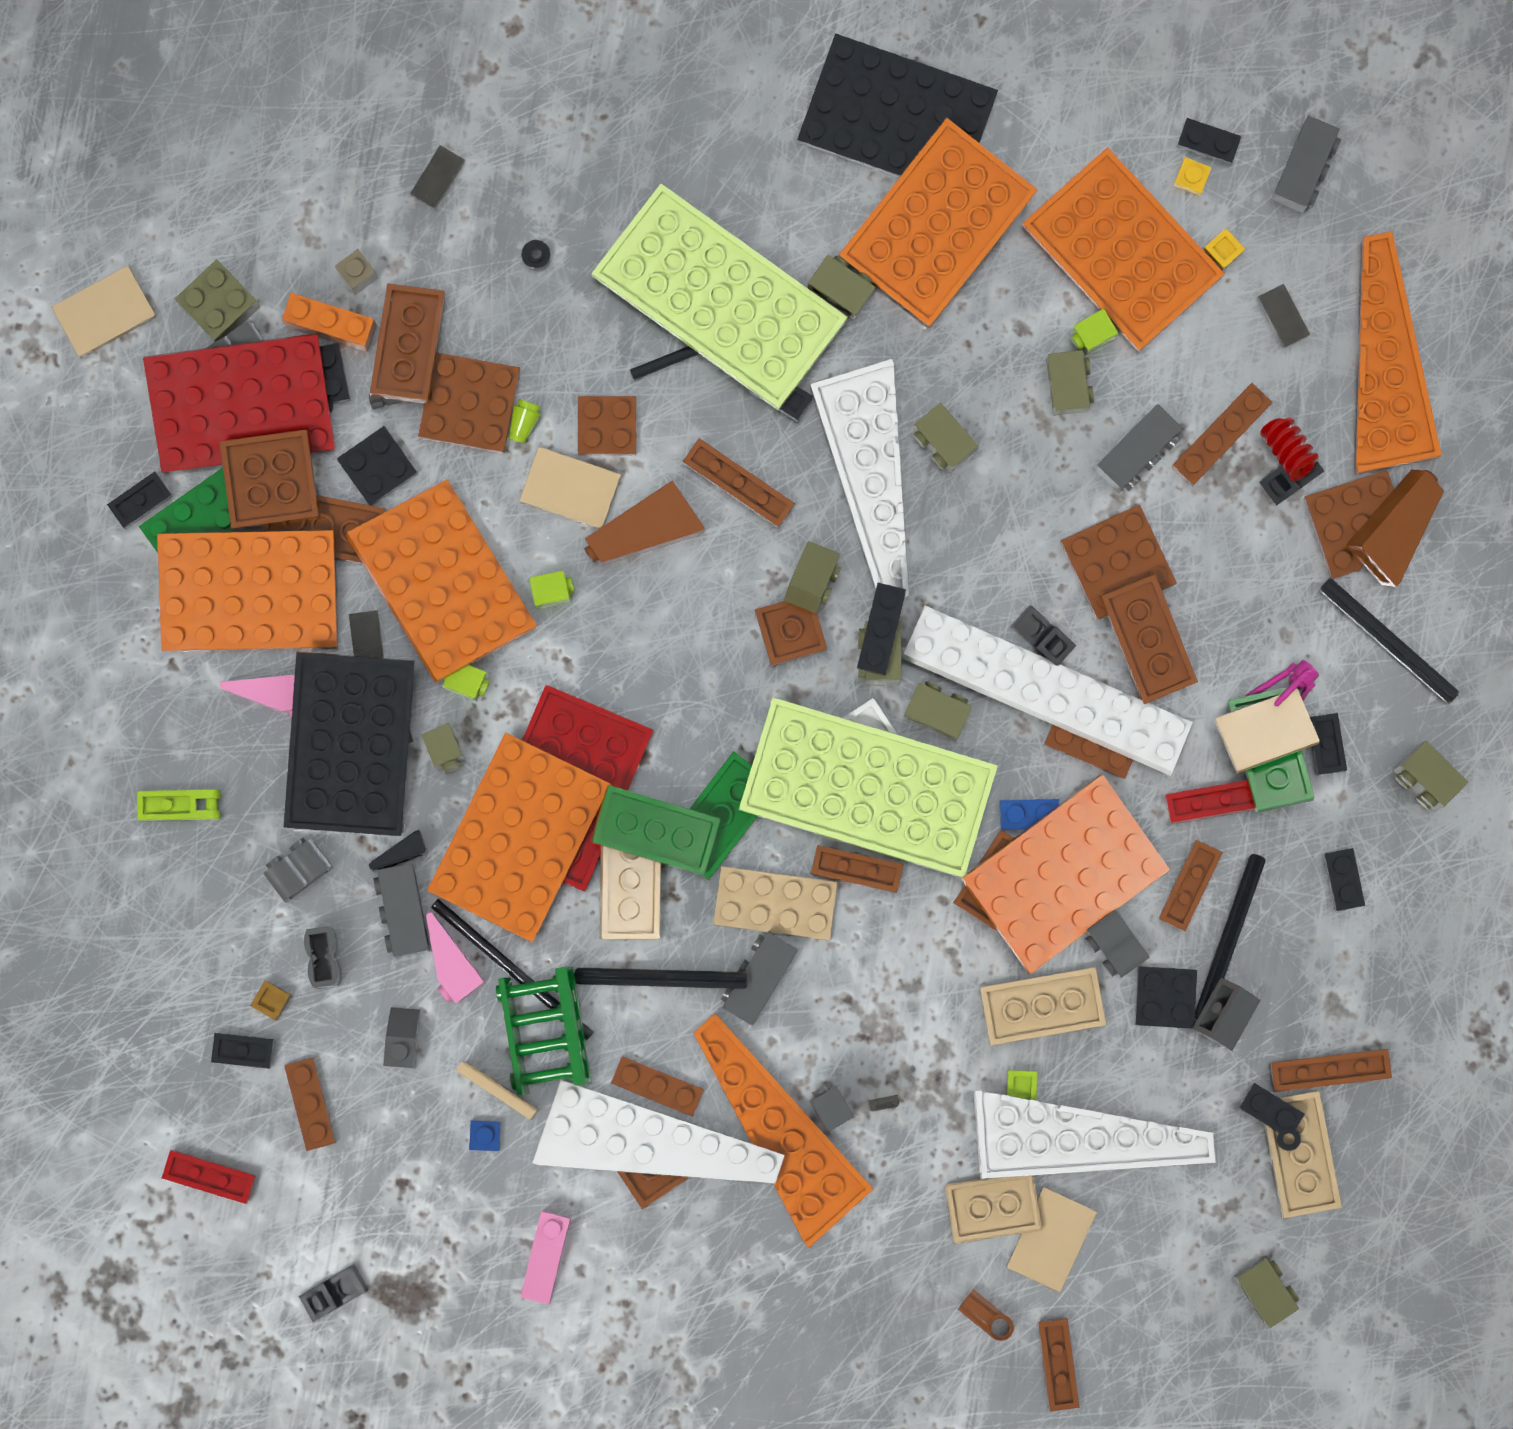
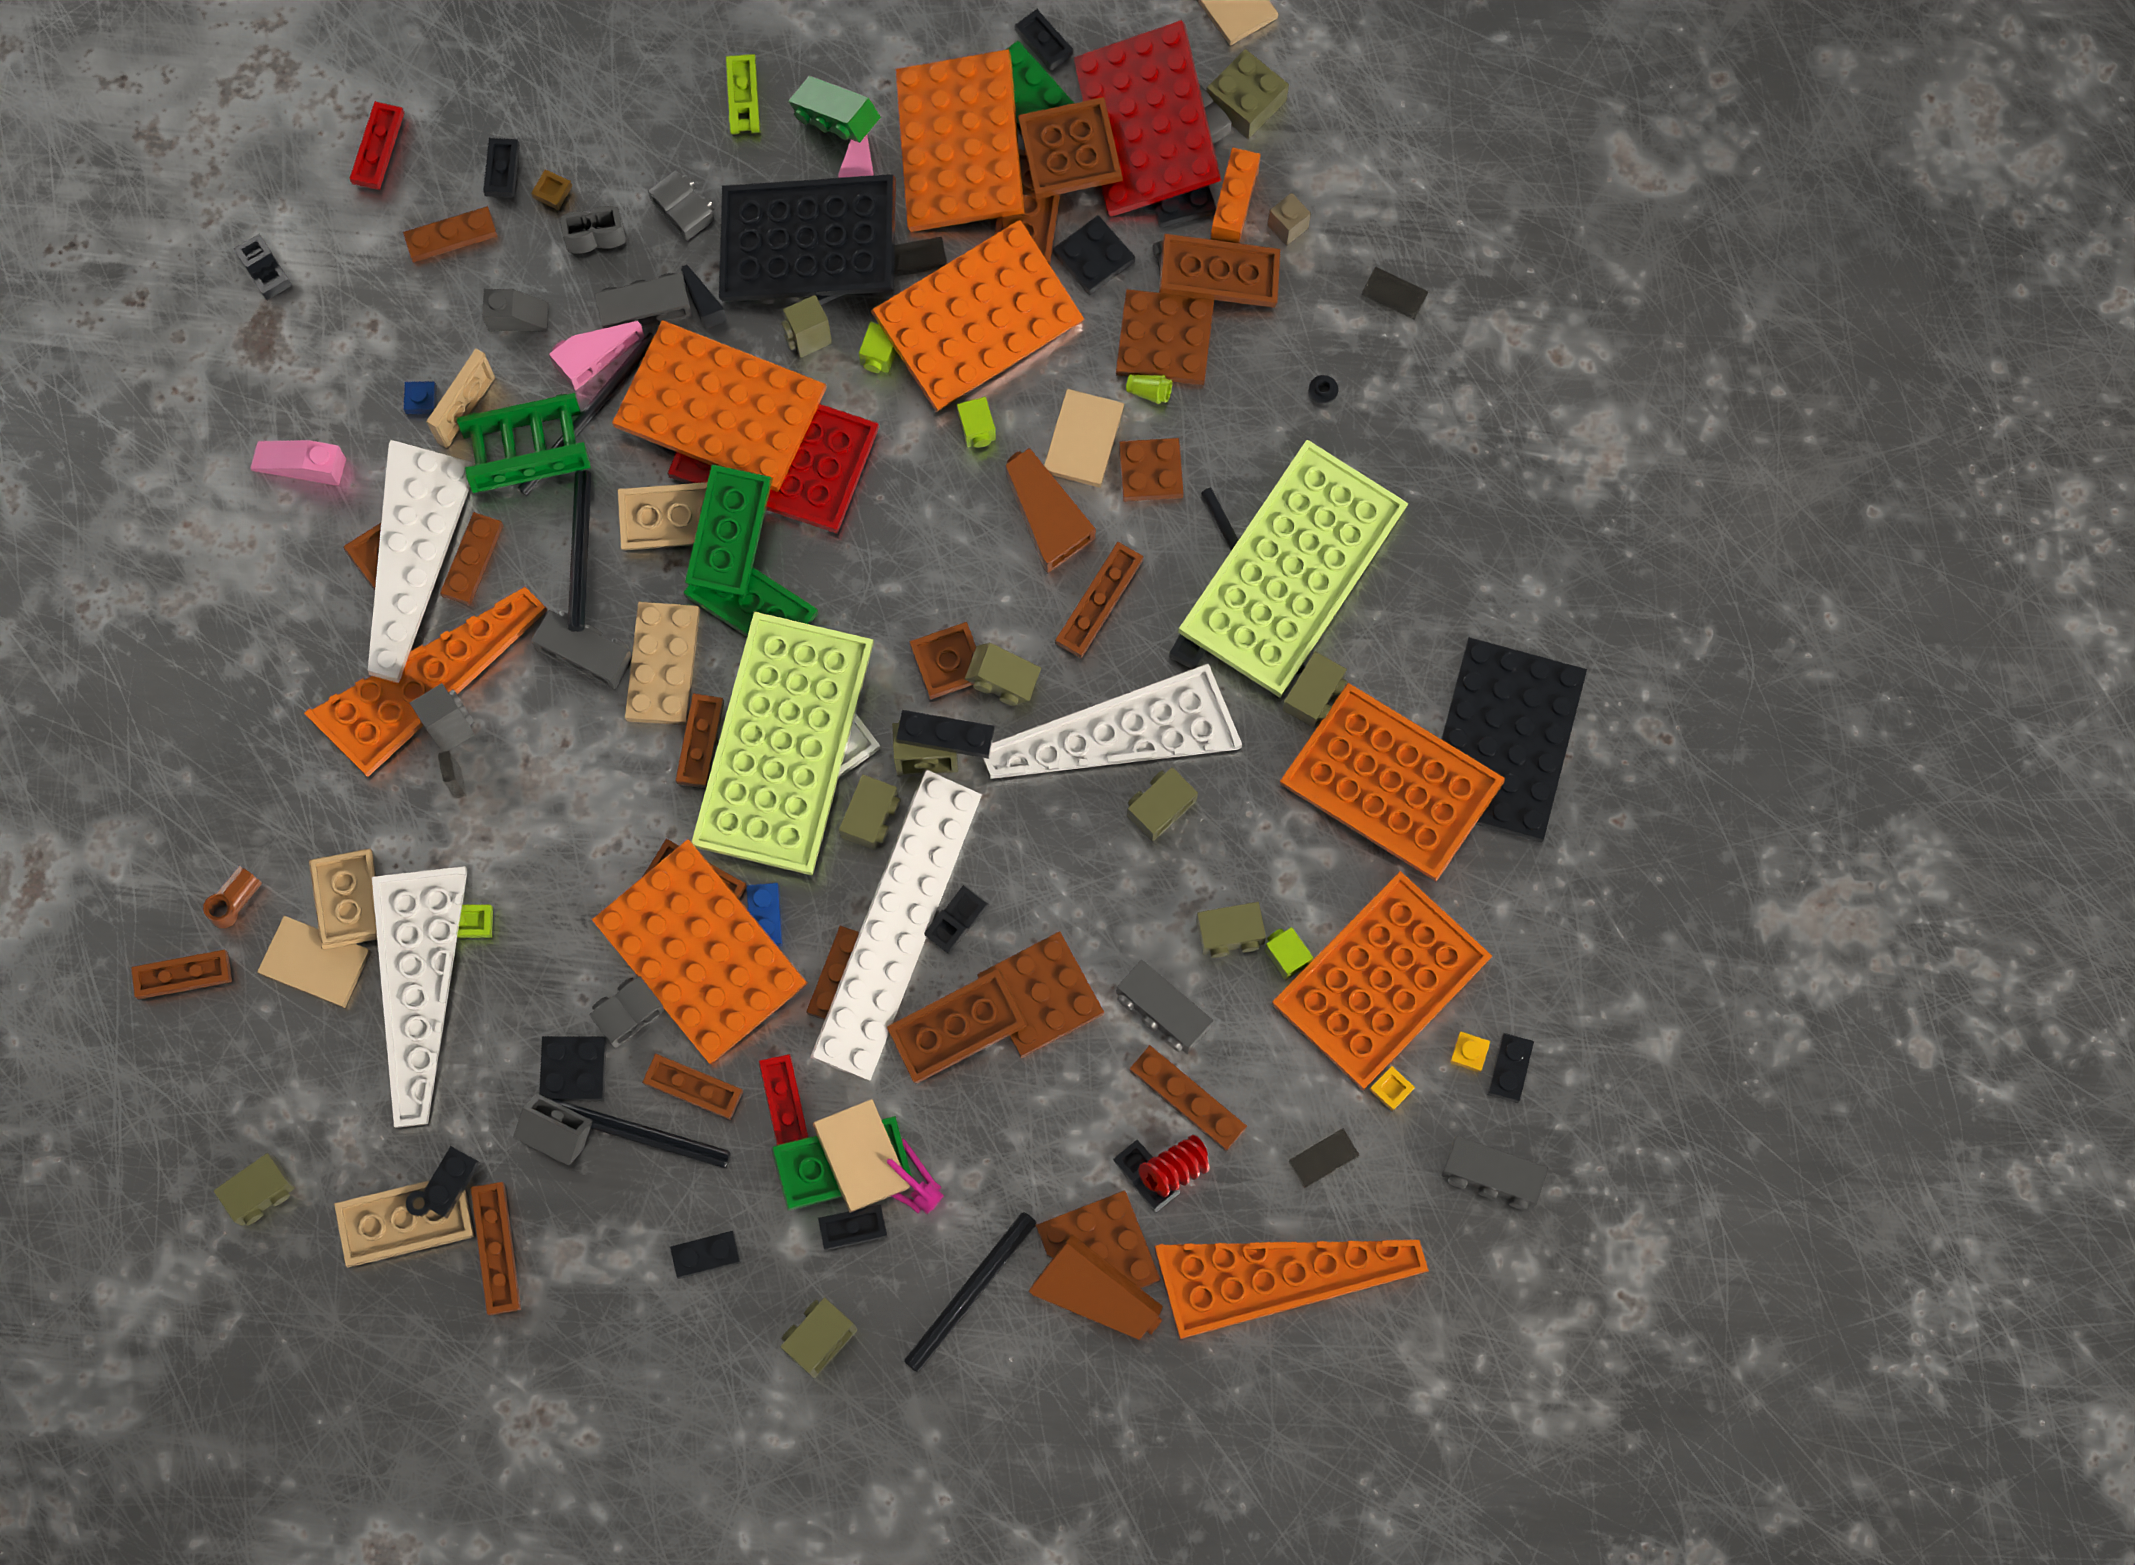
camera: 90 degrees right, 10 degrees down
(211, 711) = (834, 109): none -> brick
(1042, 1006) = (559, 938): tan plate -> none

